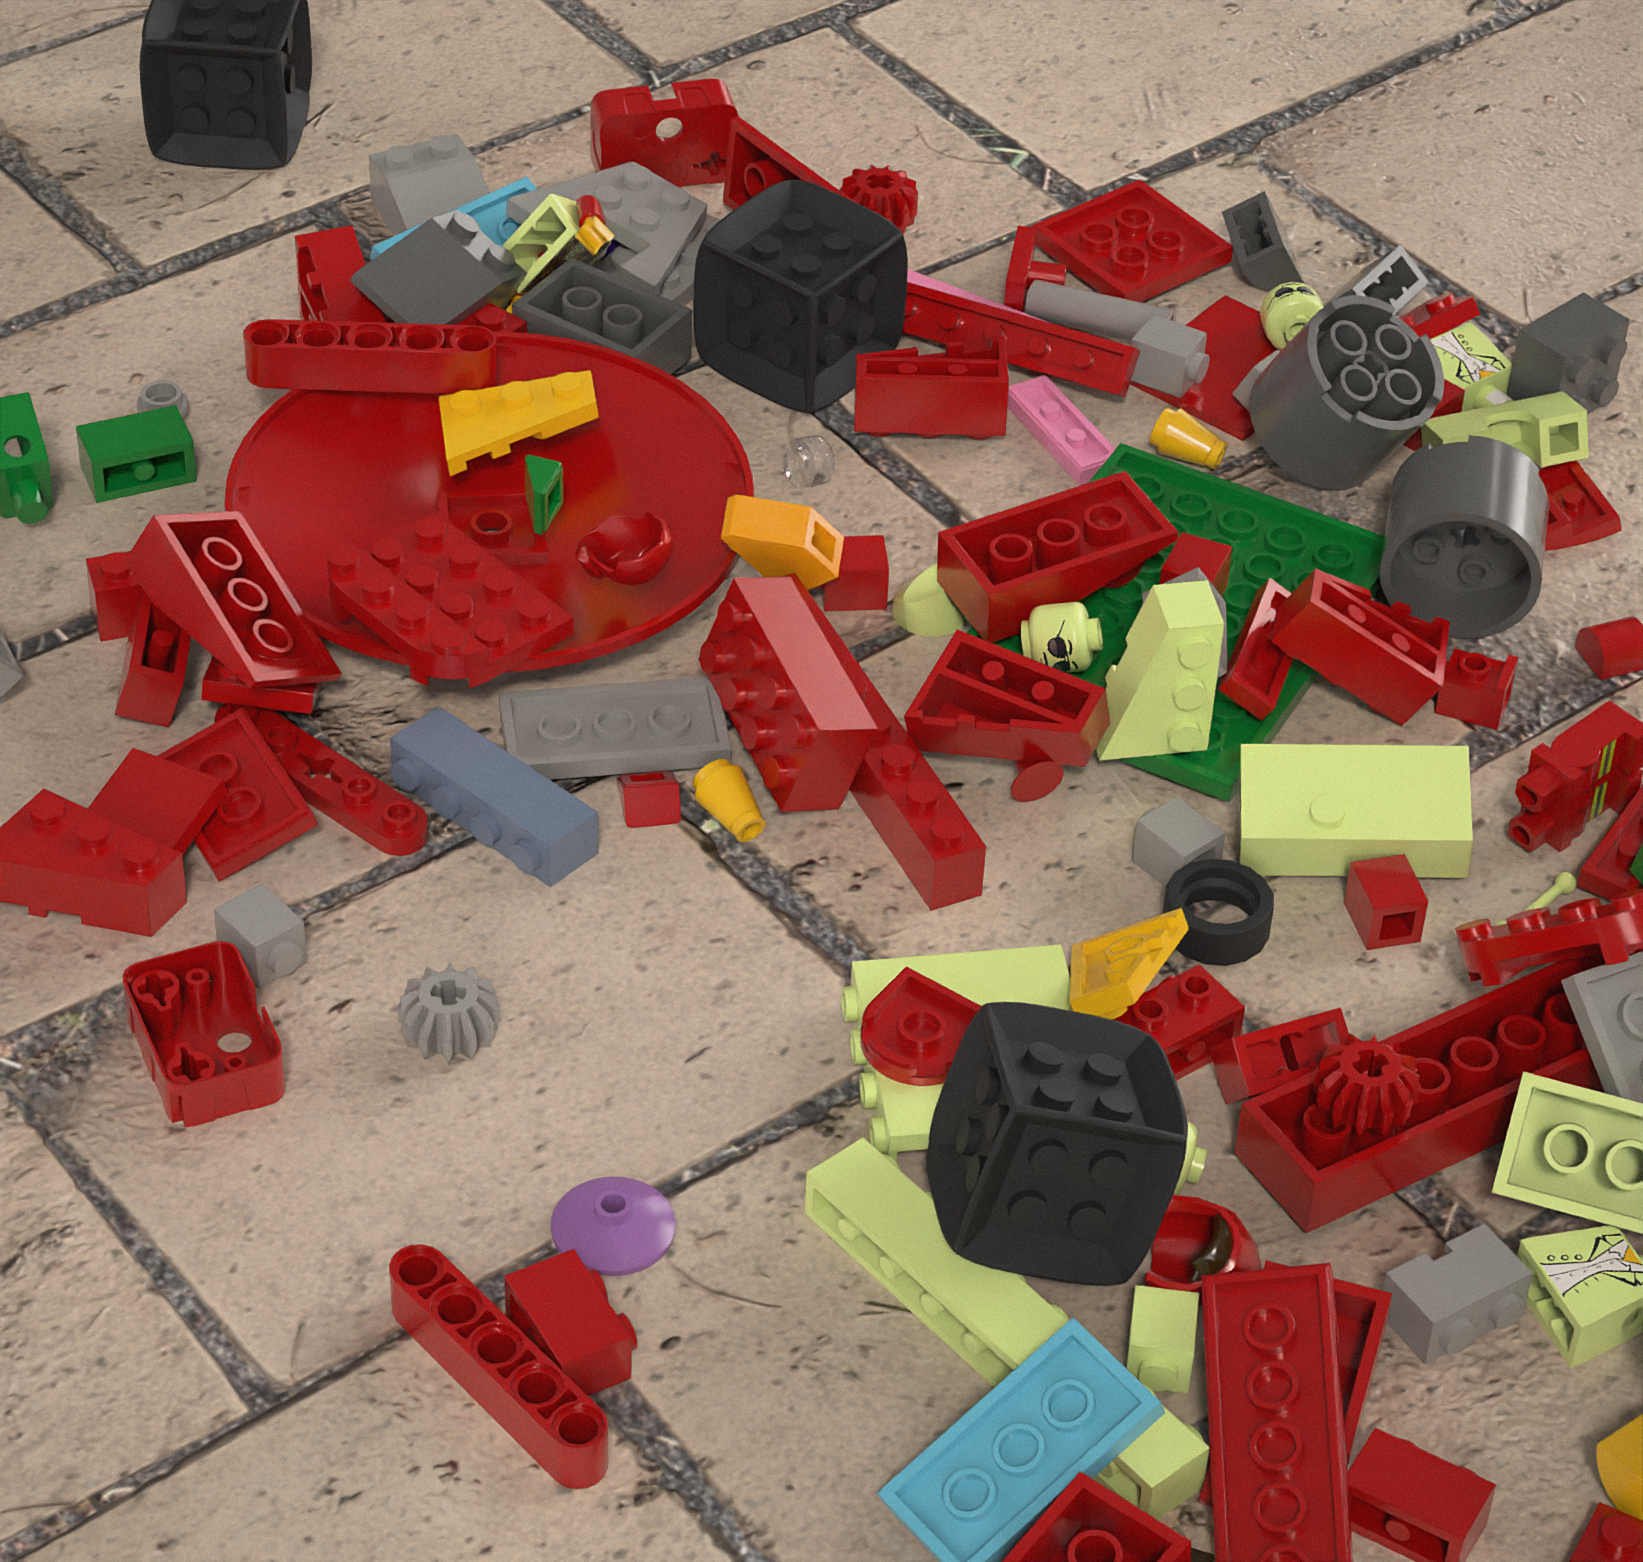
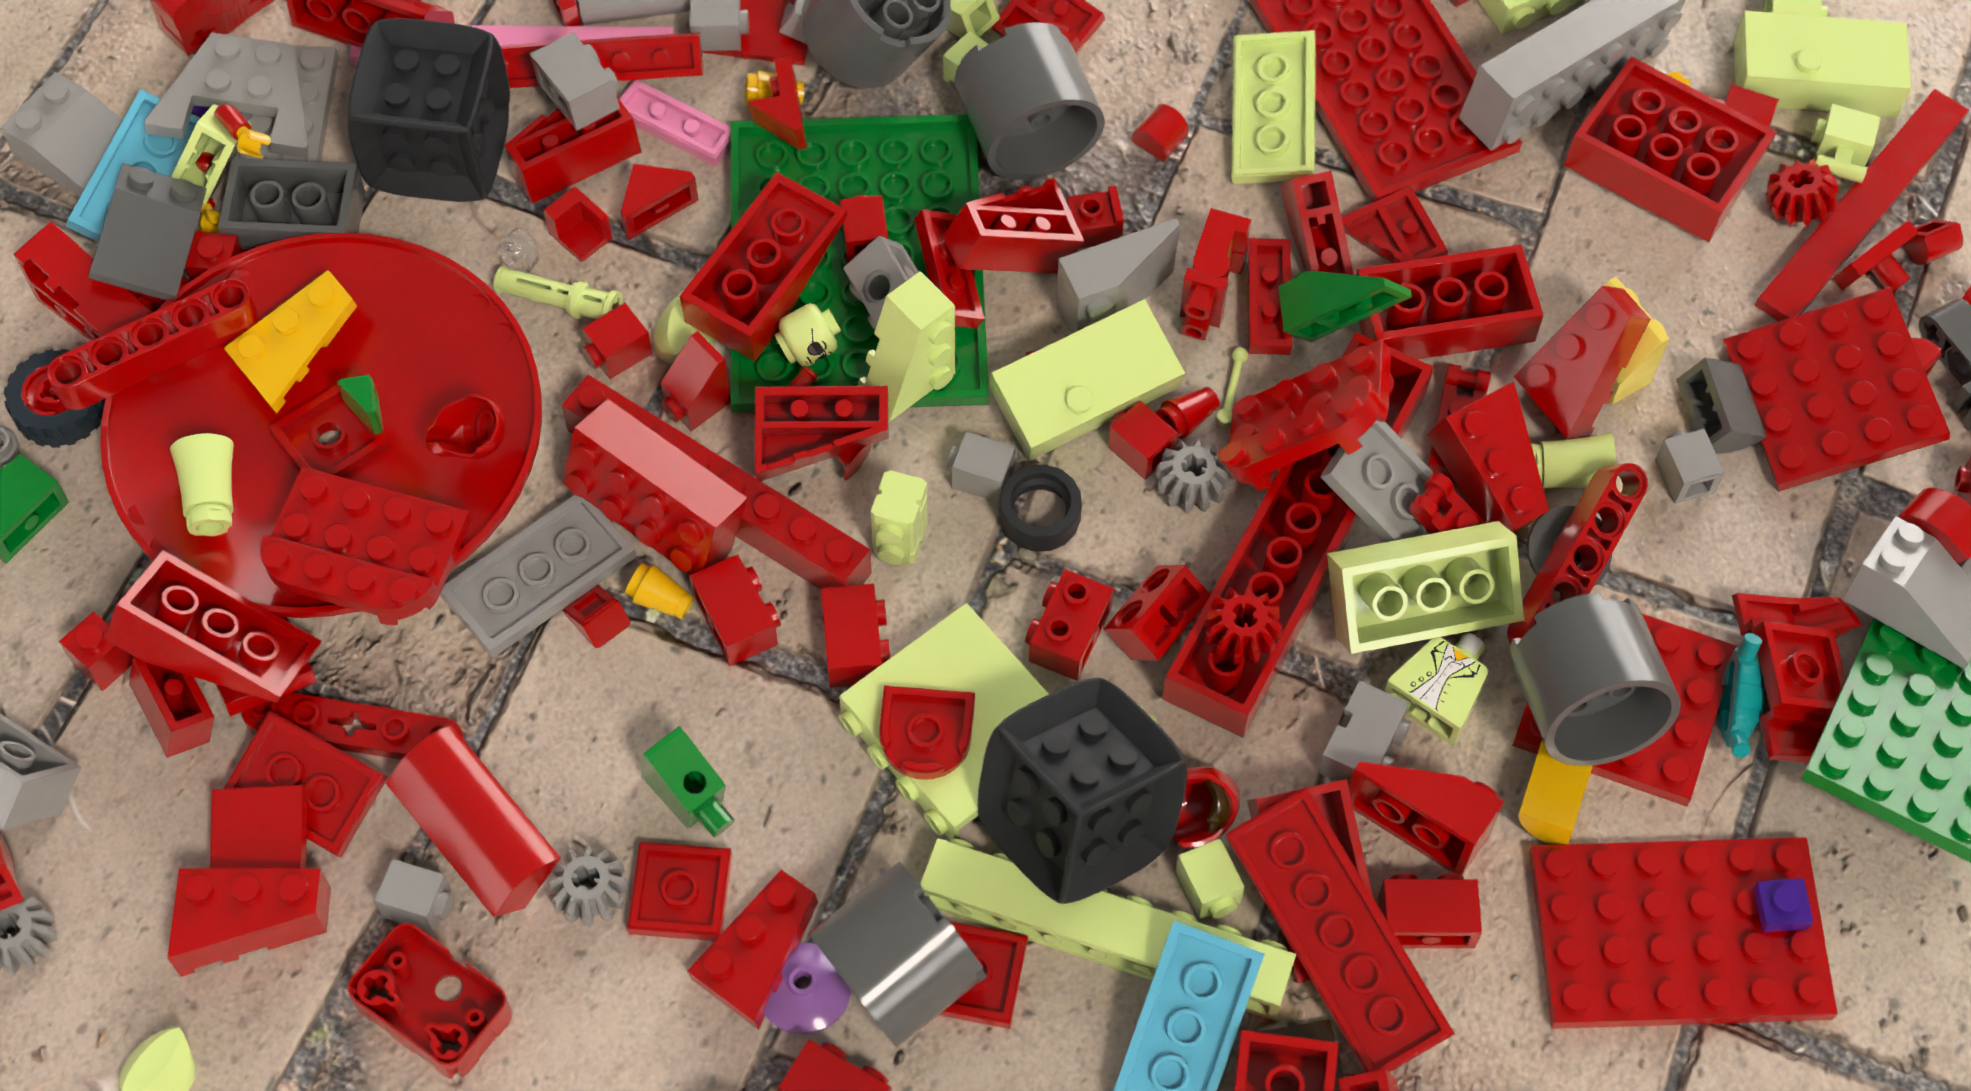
camera: 30 degrees left, 20 degrees up
(226, 396) = (39, 412): none -> black wheel
(331, 485) = (205, 482): none -> yellowish green plant
(371, 895) = (473, 821): none -> red brick
(494, 796) = (493, 682): sand blue brick -> none
(546, 1072) = (679, 891): none -> red tile
(579, 1155) = (752, 951): none -> red wing
(629, 978) = (677, 767): none -> green torso
(726, 1203) = (898, 954): none -> dark grey brick
(783, 539) = (567, 355): light orange slope -> none
(799, 847) = (735, 610): none -> red brick
(815, 1303) = (1002, 960): none -> red tile
(844, 517) = (577, 298): none -> yellowish green pin
(888, 463) = (578, 224): none -> red panel
(906, 634) = (695, 383): none -> red slope
(916, 916) = (852, 633): none -> red brick
(971, 325) = (576, 80): none -> light grey brick
(988, 473) = (654, 196): none -> red slope
(1042, 837) = (899, 518): none -> yellowish green brick
(1120, 964) = (1015, 600): yellow wing -> none
(1182, 445) = (782, 112): none -> red slope
(1420, 959) = (1192, 475): none -> light grey gear
(1461, 900) = (1189, 410): none -> red cone
(1481, 1387) = (1428, 810): none -> red slope
(1491, 718) = (1114, 274): none -> light grey slope

